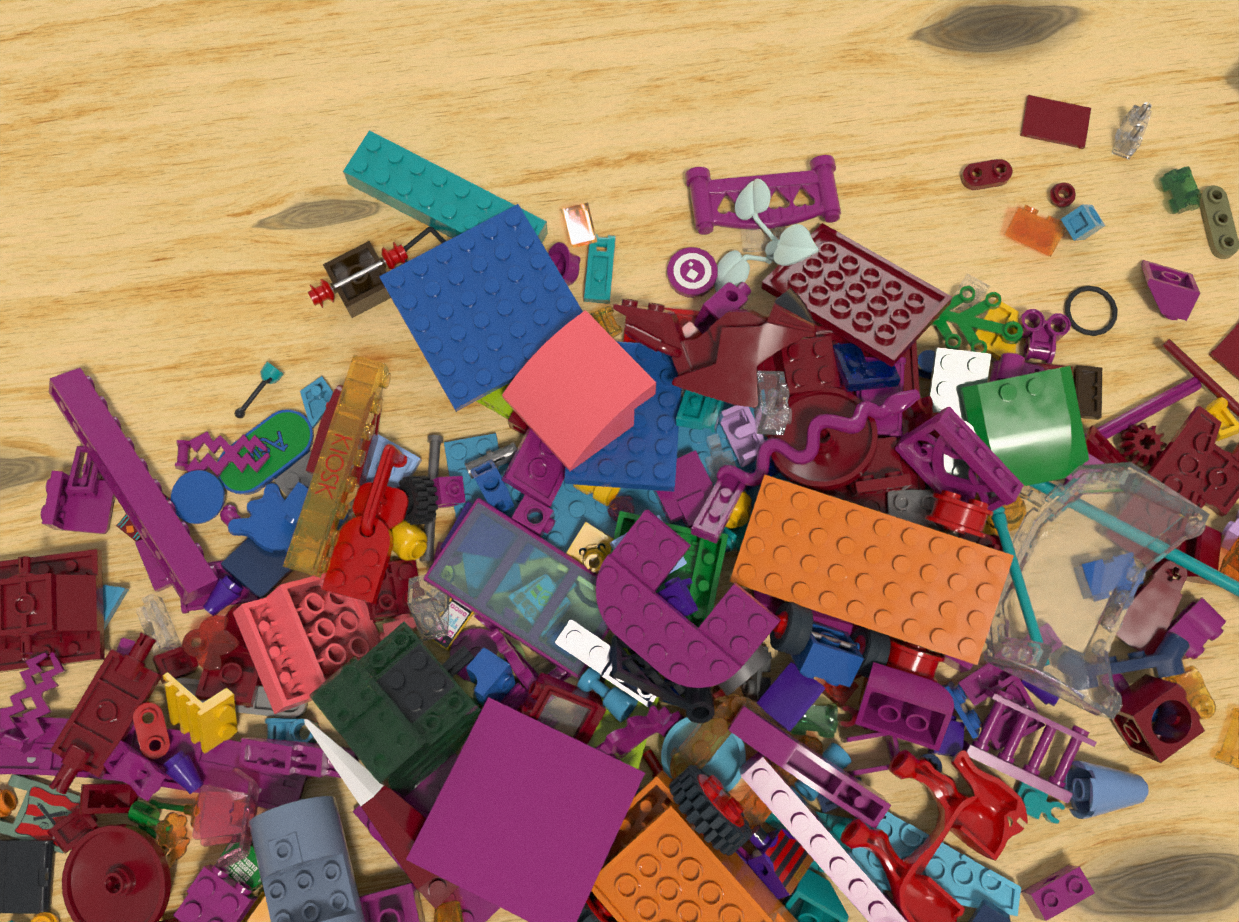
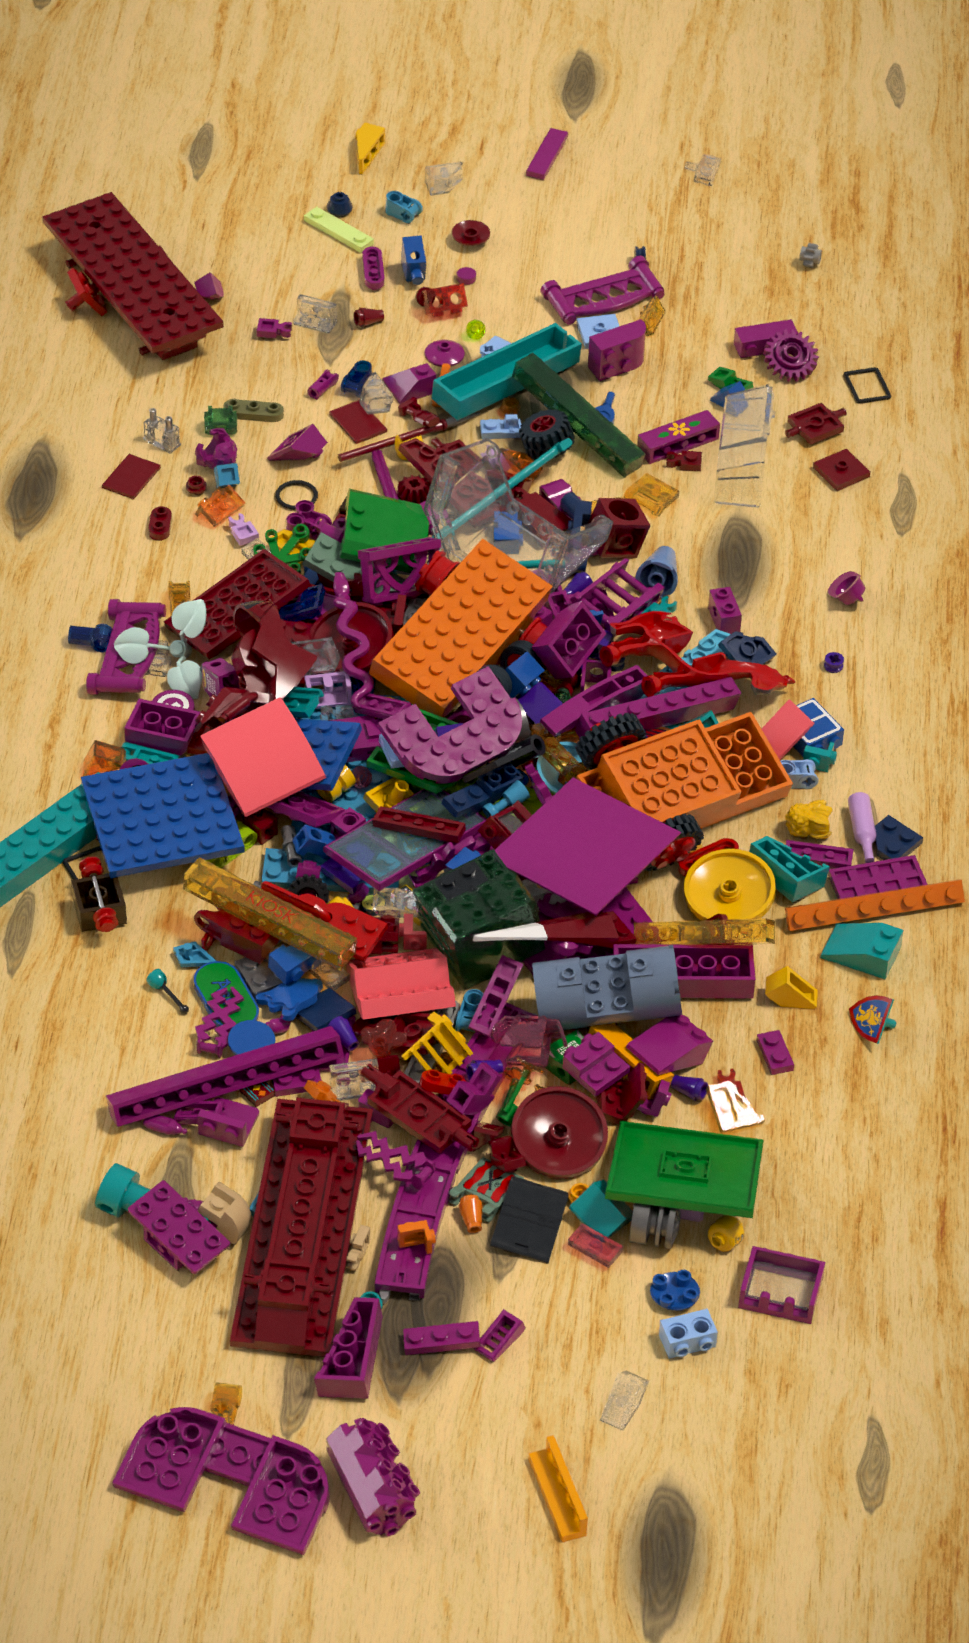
camera: 75 degrees left, 30 degrees down
(66, 443) = (164, 1125): none -> magenta piece
(130, 596) = (320, 1091): none -> orange plate
(536, 600) = (419, 824): none -> dark red plate
(642, 265) = (161, 726): none -> magenta brick
(773, 157) = (95, 637): none -> clear blue piece
(870, 226) = (178, 594): none -> clear yellow piece
(1003, 268) = (242, 531): none -> lavender plate
(1119, 203) = (220, 450): none -> magenta helmet

